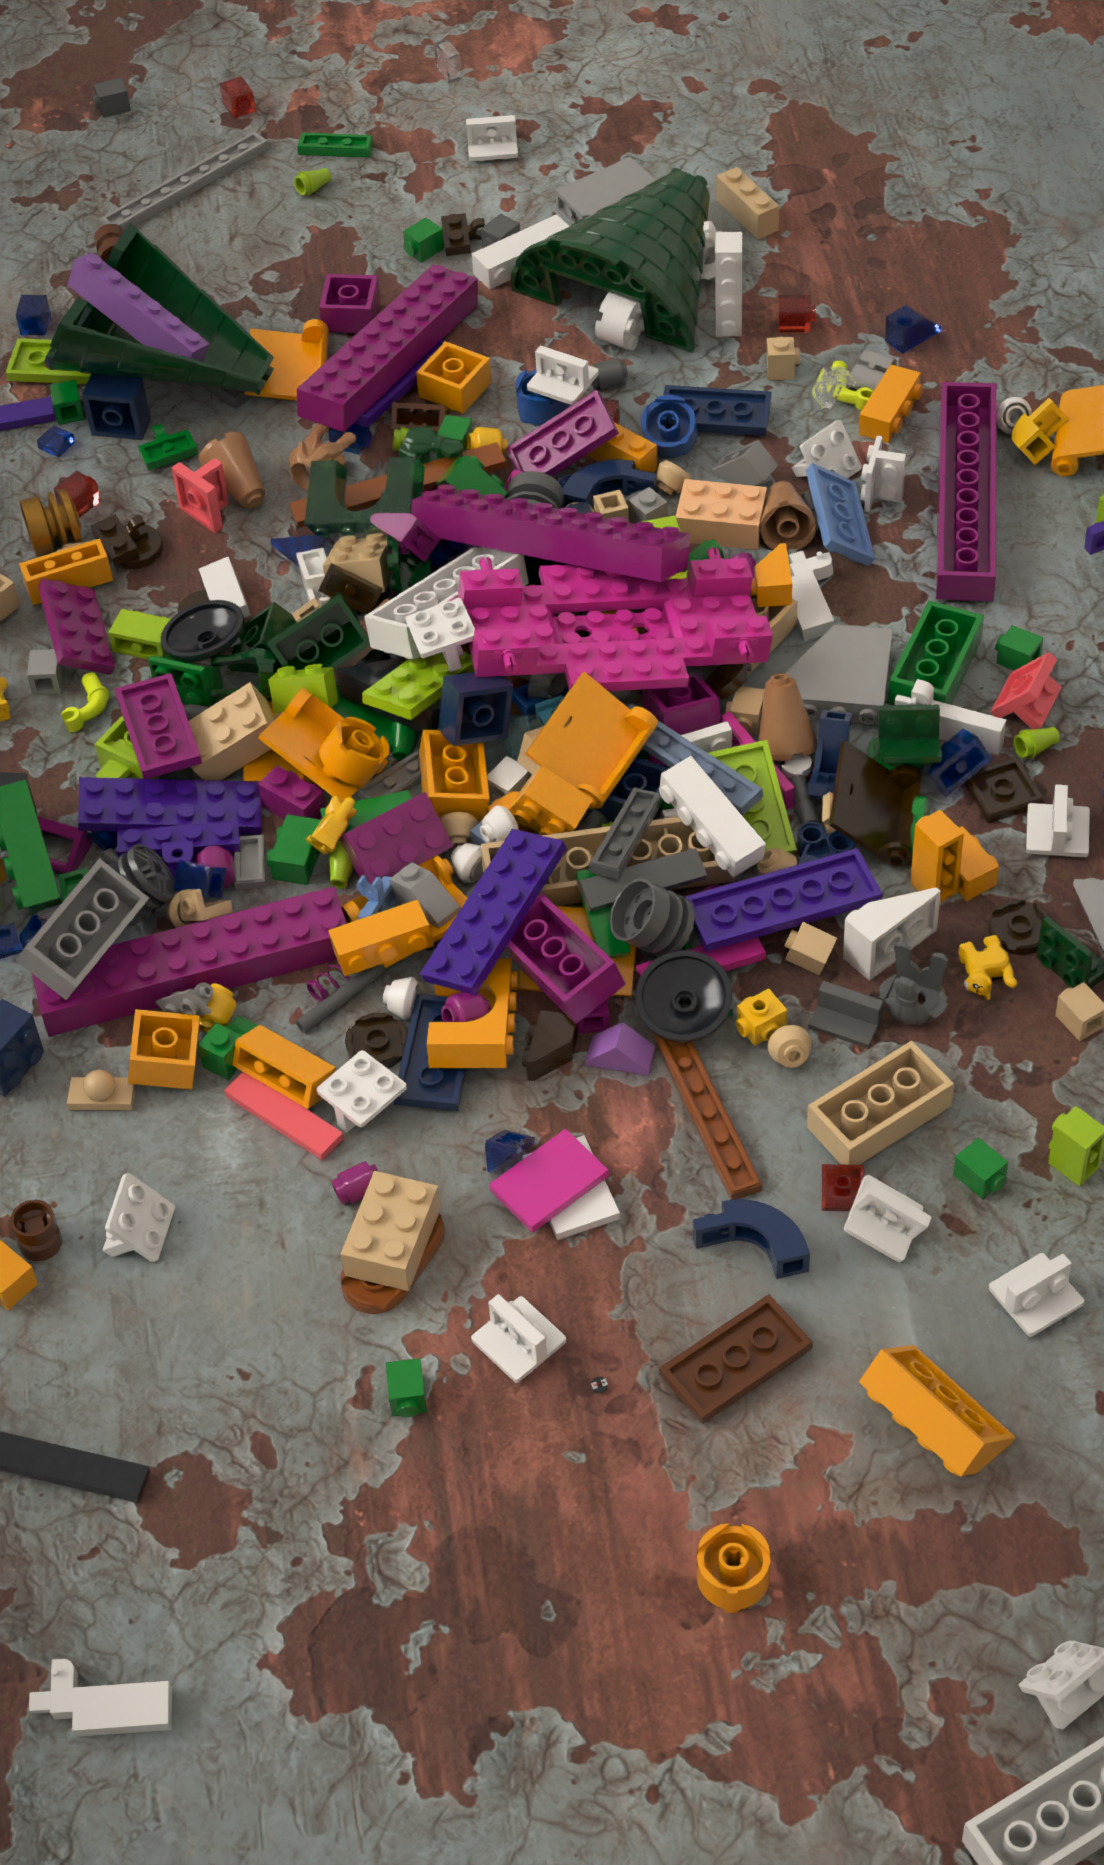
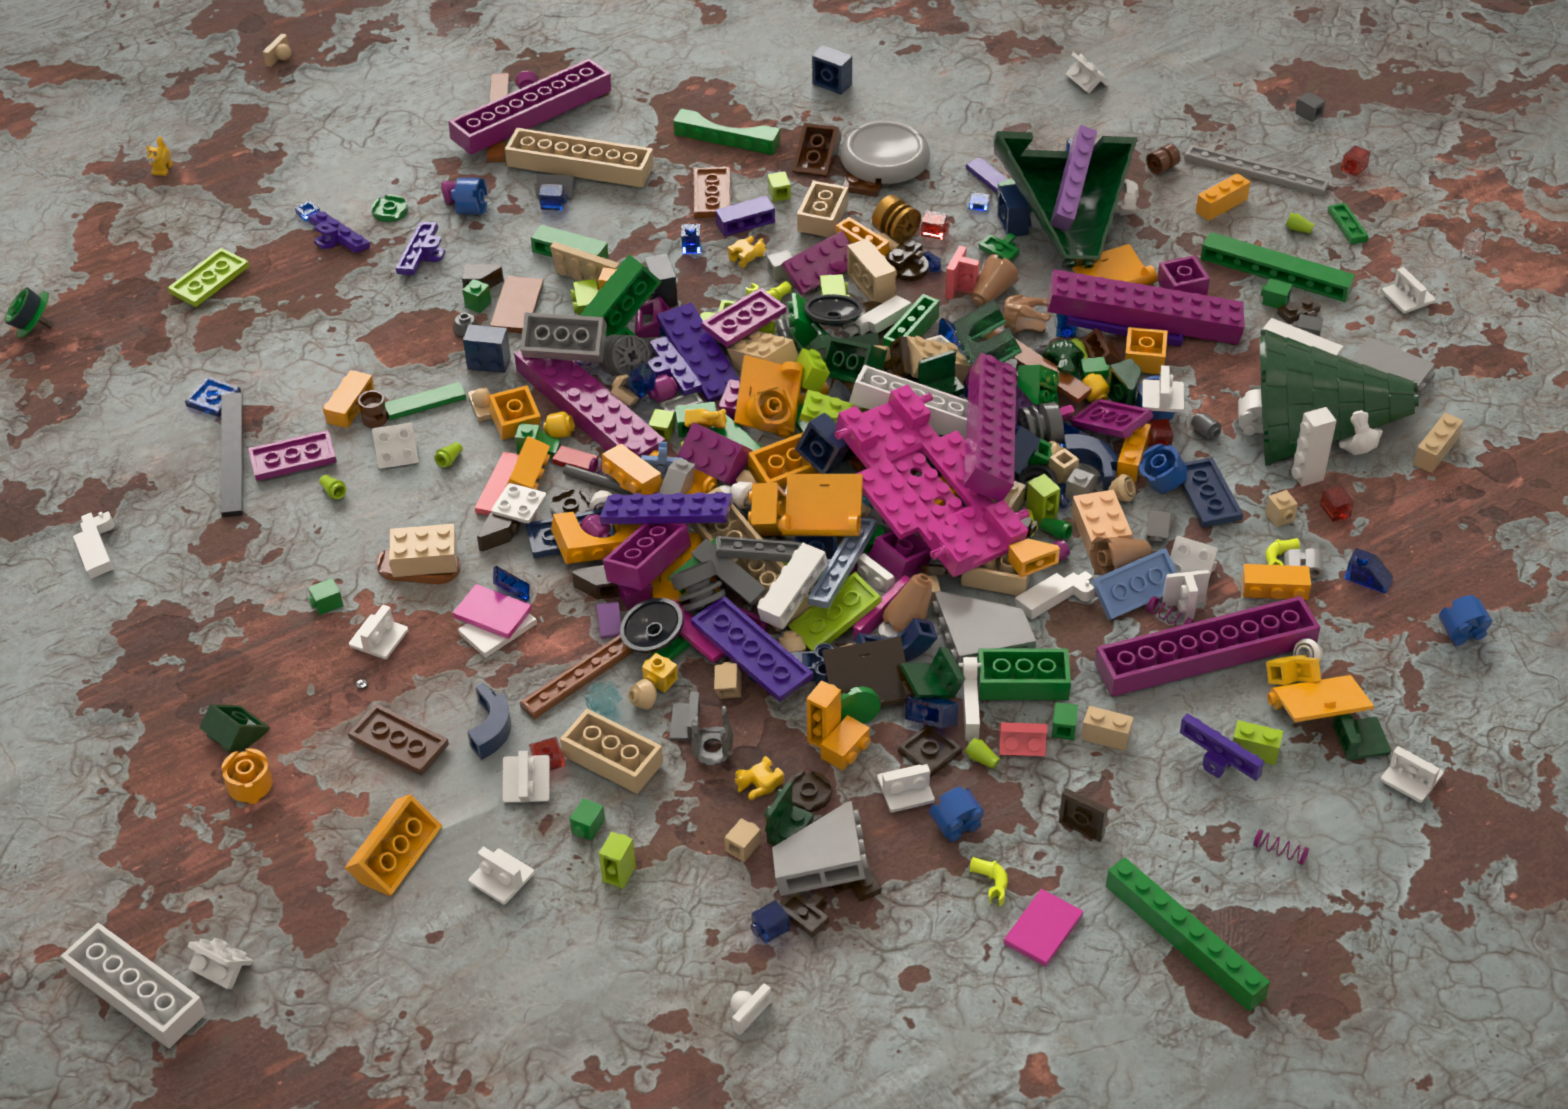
camera: 65 degrees right, 5 degrees down
(48, 1156) = (425, 400): none -> tile
(64, 1369) = (292, 455): none -> plate
(138, 578) = (871, 271): none -> tan brick
(150, 518) = (934, 261): none -> clear blue arm
(169, 1327) = (334, 488): none -> lime cone
(188, 1001) = (549, 408): light grey hinge -> none
(189, 1160) = (445, 456): none -> lime cone
(221, 222) = (1222, 196): none -> light orange brick
(266, 570) = (915, 320): none -> green brick
(283, 884) = (663, 423): none -> lime brick
(289, 1007) = (573, 457): none -> tile
(353, 1182) = (463, 529): magenta brick -> none
(374, 223) = (1278, 266): none -> green brick
(384, 1138) = (496, 532): none -> dark brown slope
(408, 531) = (950, 363): magenta tile -> none
(442, 630) = (860, 394): white bracket -> none
(513, 409) = (1124, 382): none -> slope
(619, 1570) = (232, 727): none -> dark green slope
(778, 1091) = (602, 697): none -> clear light blue brick
(829, 385) = (1274, 542): clear bracket -> none
(874, 515) = (1153, 606): none -> magenta piece
(880, 924) = (756, 713): white slope -> none
(1029, 277) = (1465, 619): none -> blue brick
(1051, 613) = (1107, 728): none -> tan brick

